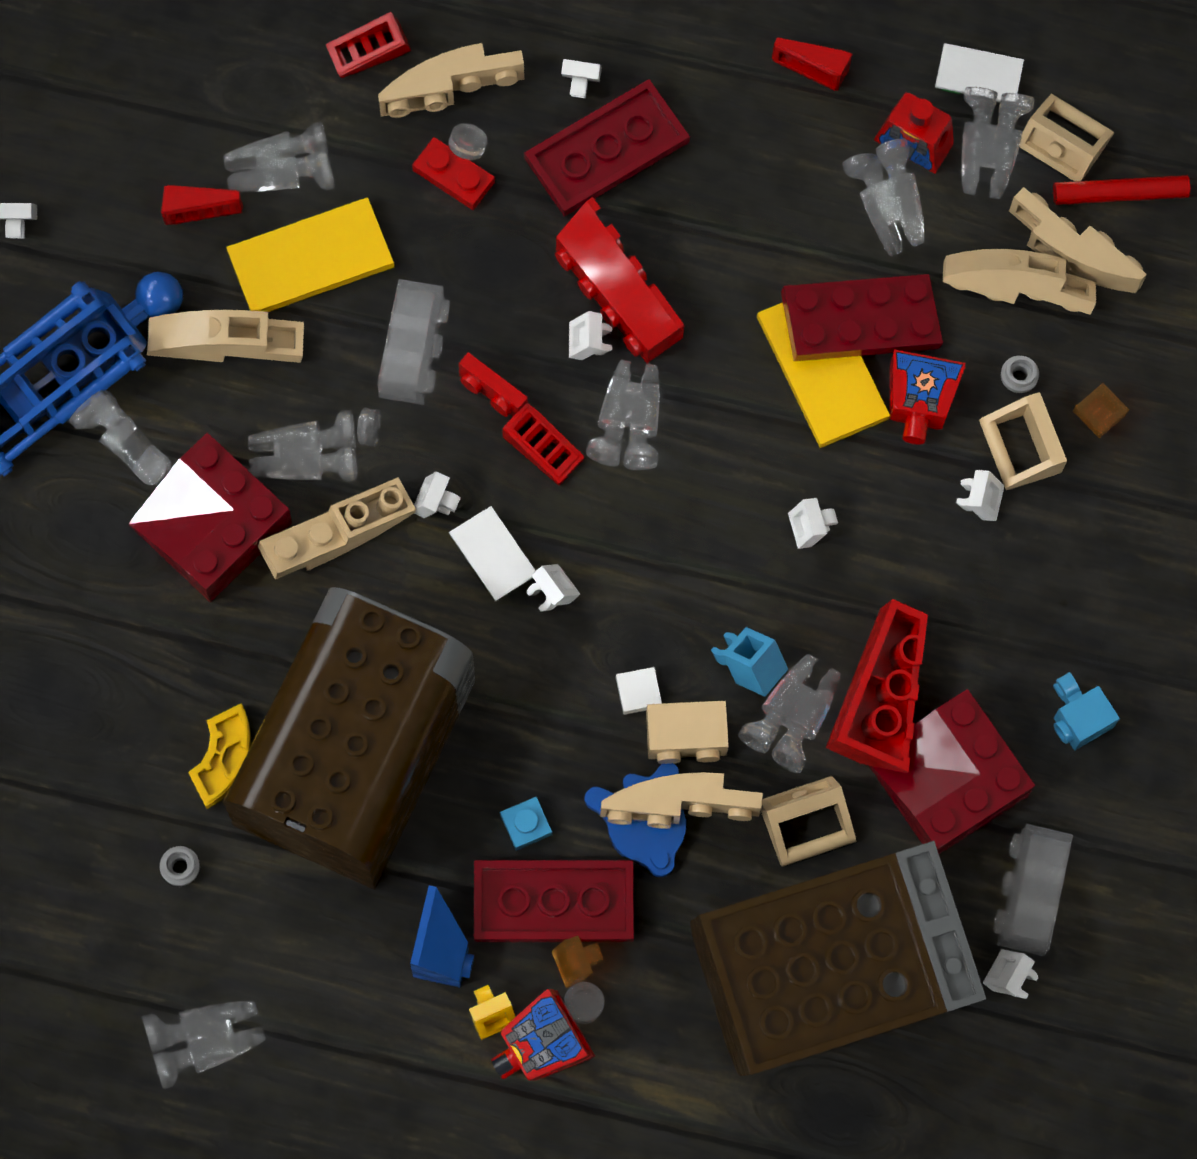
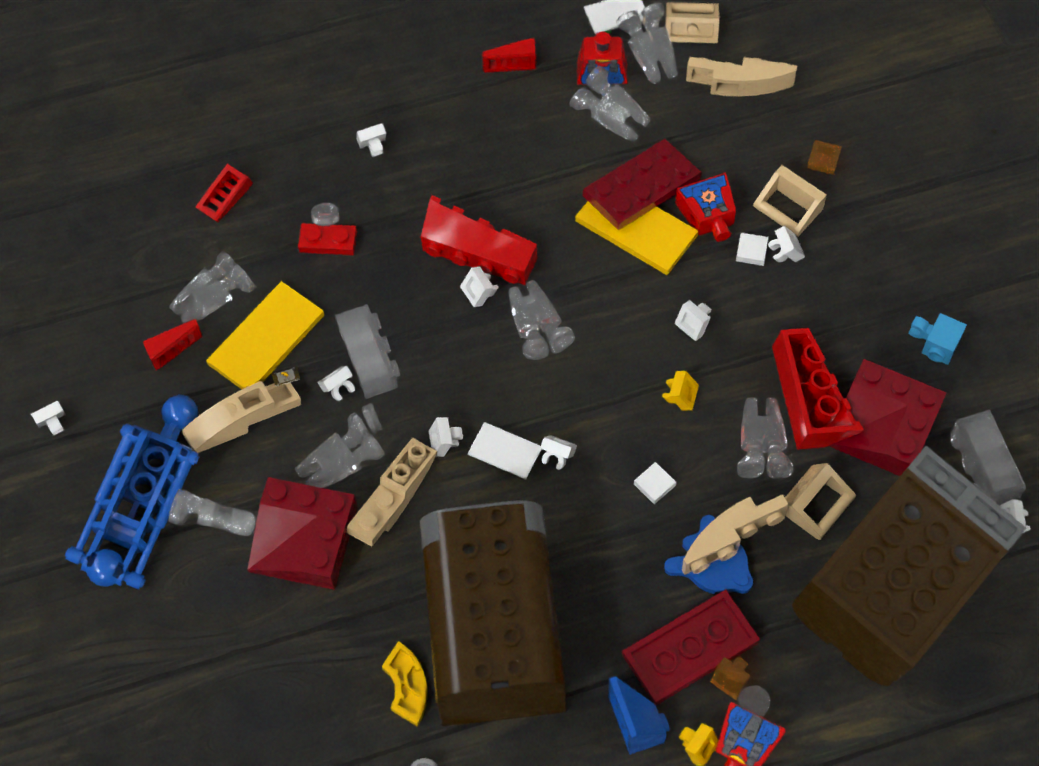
camera: 25 degrees left, 10 degrees down
(303, 318) = (285, 376): none -> sticker
(355, 356) = (335, 380): none -> white tile
(434, 80) = (283, 186): tan slope -> none
(482, 379) = (439, 349): red plate -> none
(526, 823) = (638, 608): dark azure plate -> none
(540, 423) = (479, 374): red slope -> none
(606, 147) = (416, 172): dark red plate -> none
(687, 731) = (704, 488): tan brick -> none
(740, 601) = (682, 391): none -> yellow tile
(752, 660) = (715, 419): dark azure brick -> none
(939, 474) = (752, 249): none -> white tile
(1007, 272) = (715, 109): tan slope -> none
(1023, 364) = (761, 159): light grey plate -> none
(1121, 190) = (745, 32): red piece -> none

